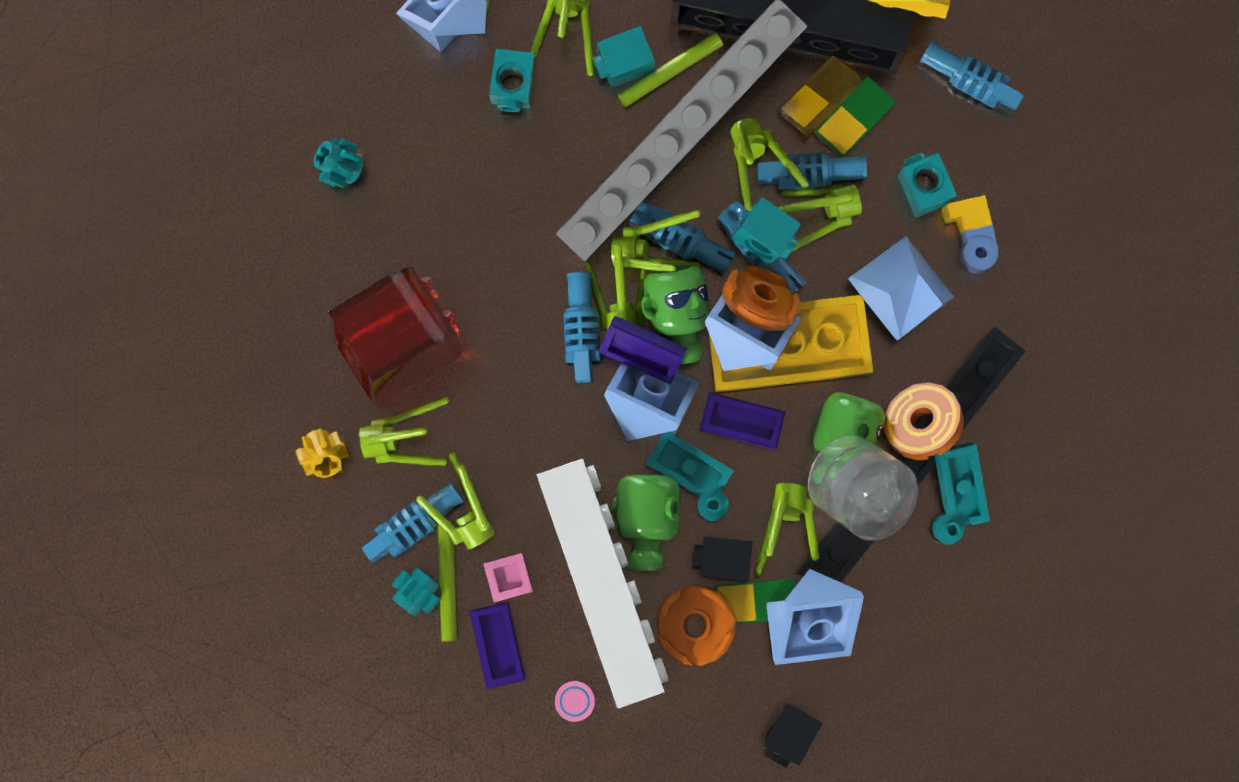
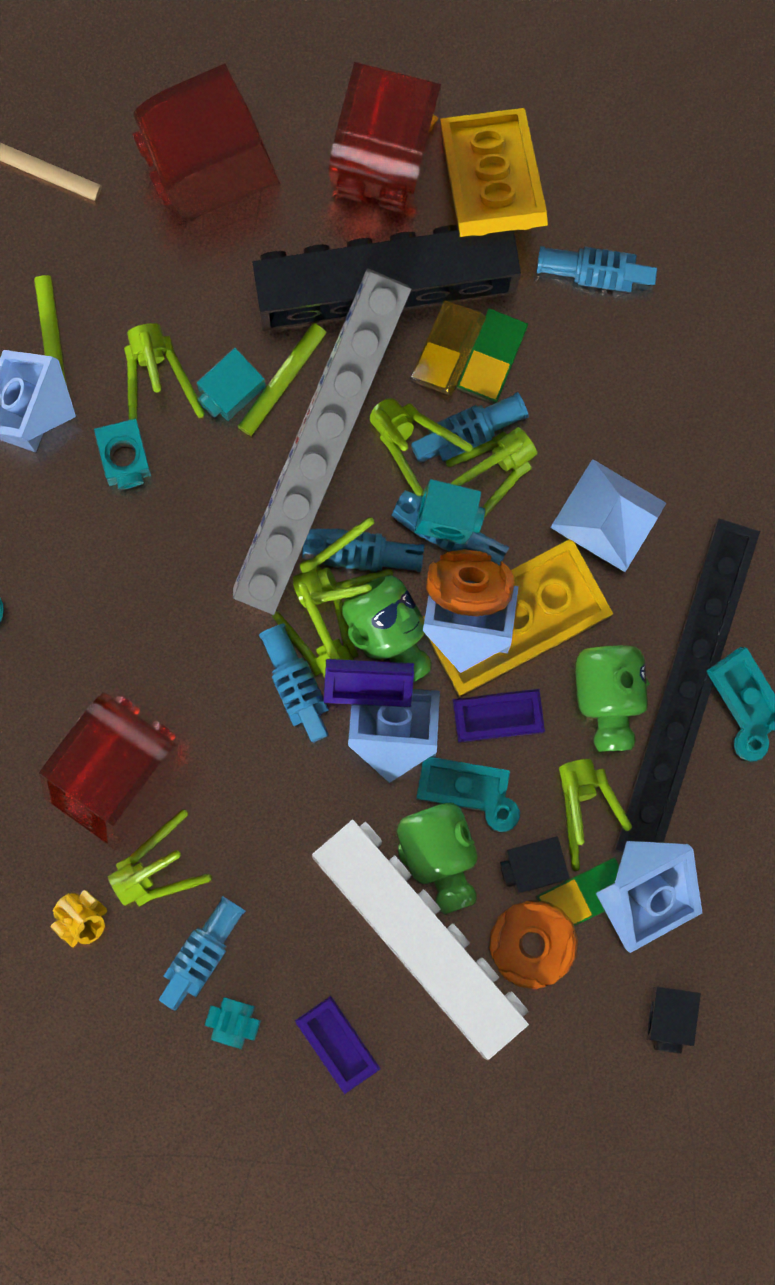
camera: 25 degrees left, 0 degrees up
(447, 586) = (259, 999): lime bar -> none
(473, 524) = (264, 930): lime plant -> none
(508, 577) = (321, 971): bright pink plate -> none
(574, 701) = (439, 1070): bright pink tile -> none
(863, 487) = (649, 738): clear wheel -> none
(909, 407) = (666, 630): orange tile -> none
(922, 200) = (596, 416): teal brick -> none
(975, 233) = (662, 429): leg -> none

